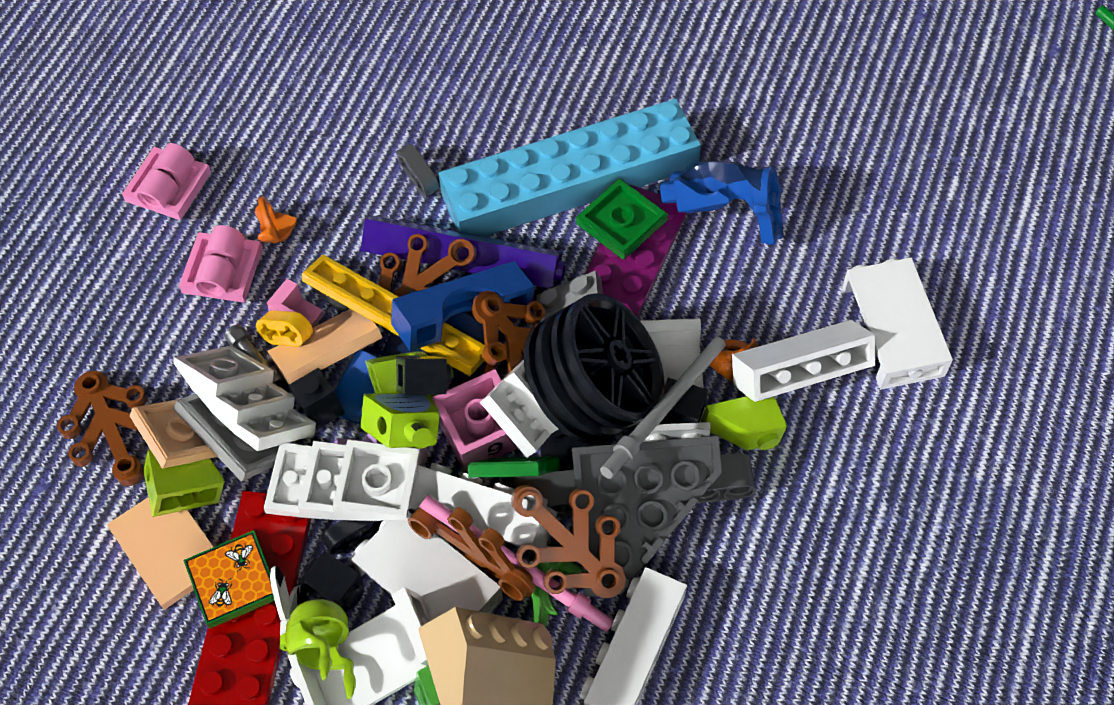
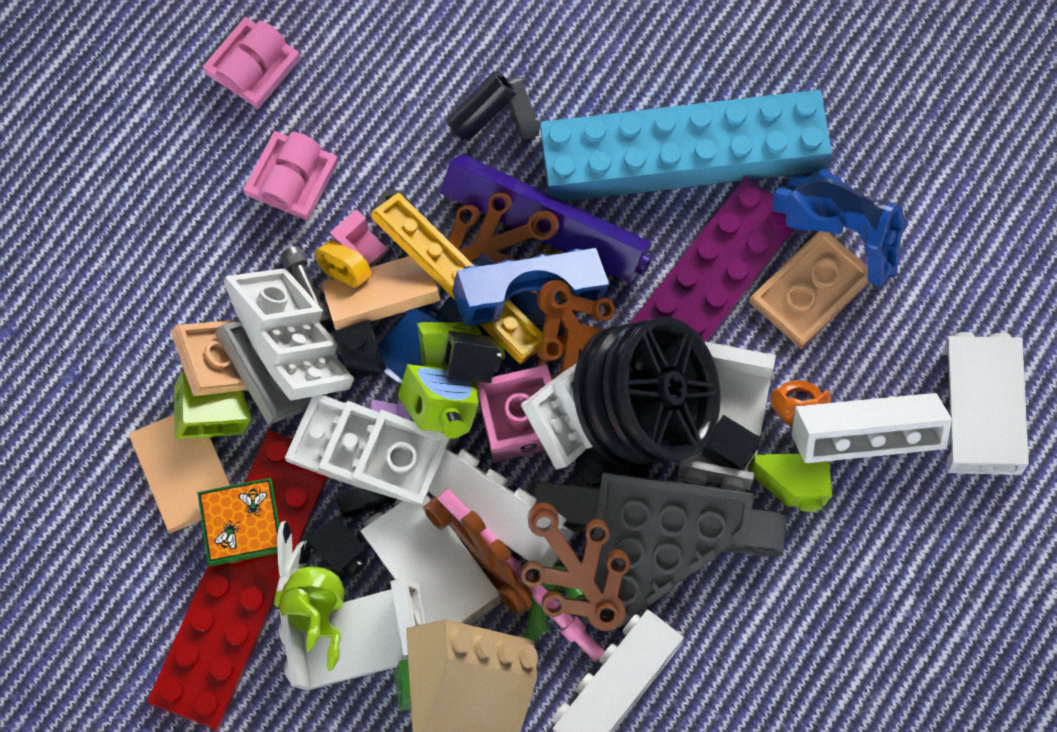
camera: 15 degrees right, 10 degrees up
(103, 421) = (143, 322): dark orange plant -> none
(274, 225) = (355, 137): orange piece -> none
(382, 172) = (481, 106): none -> black axle
(514, 467) = (541, 475): green tile -> none
(569, 292) = (647, 298): light grey plate -> none
(621, 218) = (724, 218): green tile -> none
(629, 445) = (658, 487): light grey bar -> none
(713, 262) = (811, 288): none -> light nougat tile

